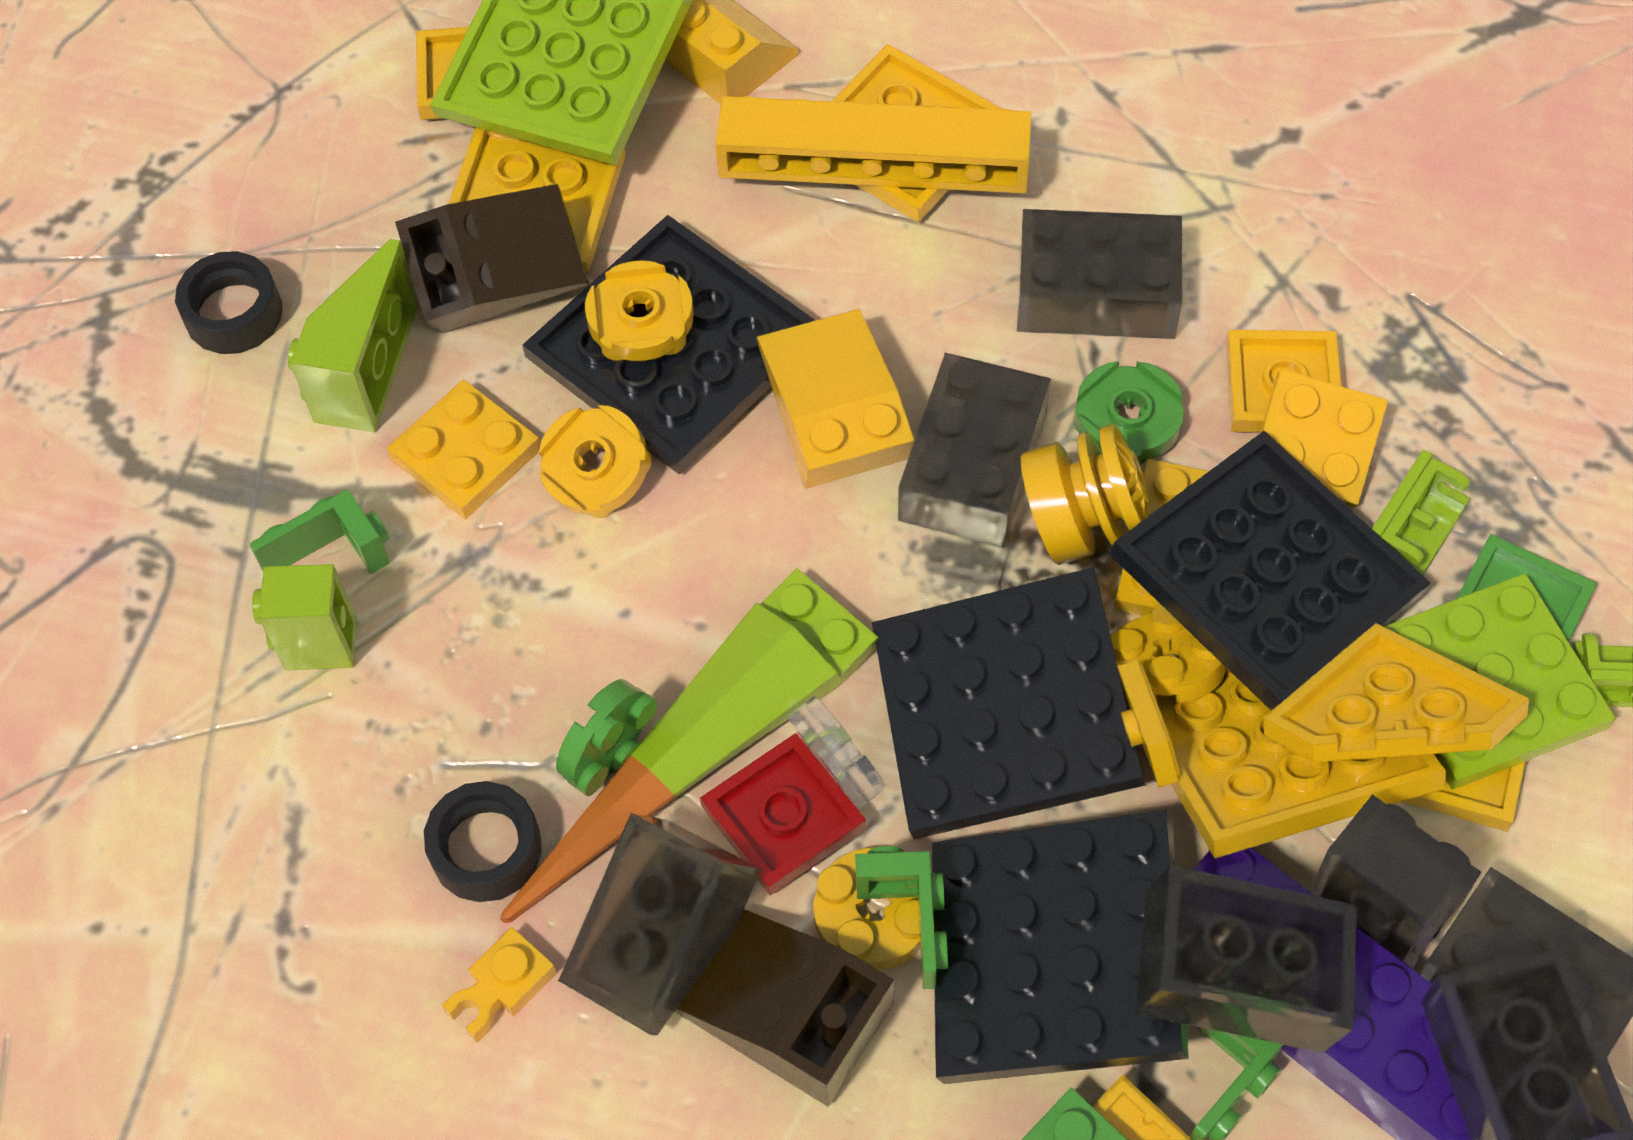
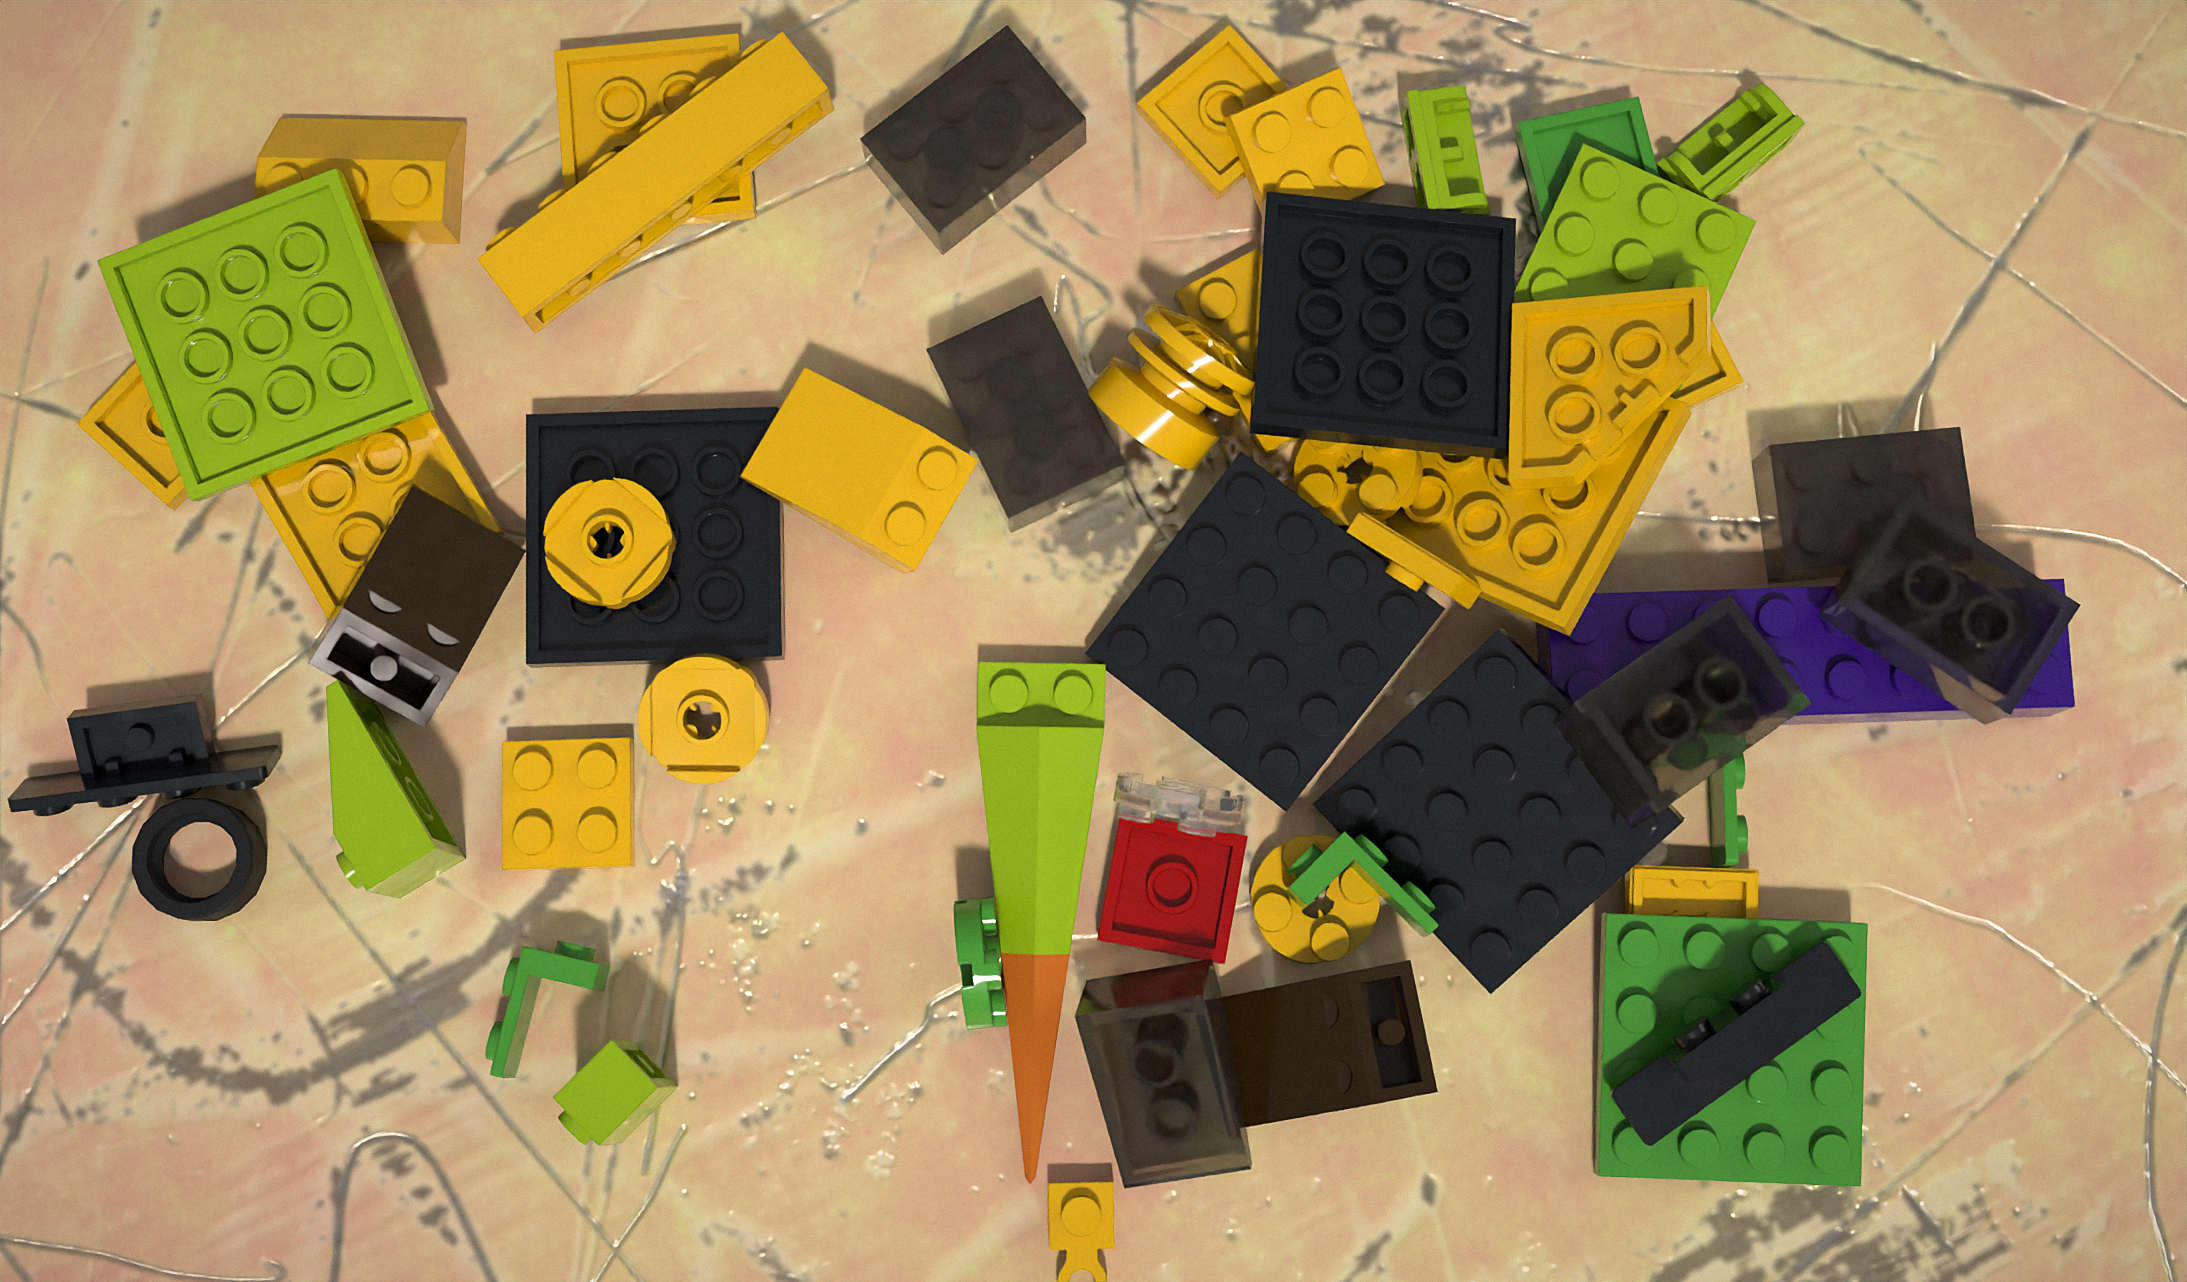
camera: 45 degrees left, 20 degrees up
(265, 217) = (143, 751): none -> black bracket
(463, 804) = (905, 1146): black tyre -> none
(1146, 387) = (1147, 235): bright green plate -> none
(1398, 878) = (1723, 537): clear smoke brick -> none

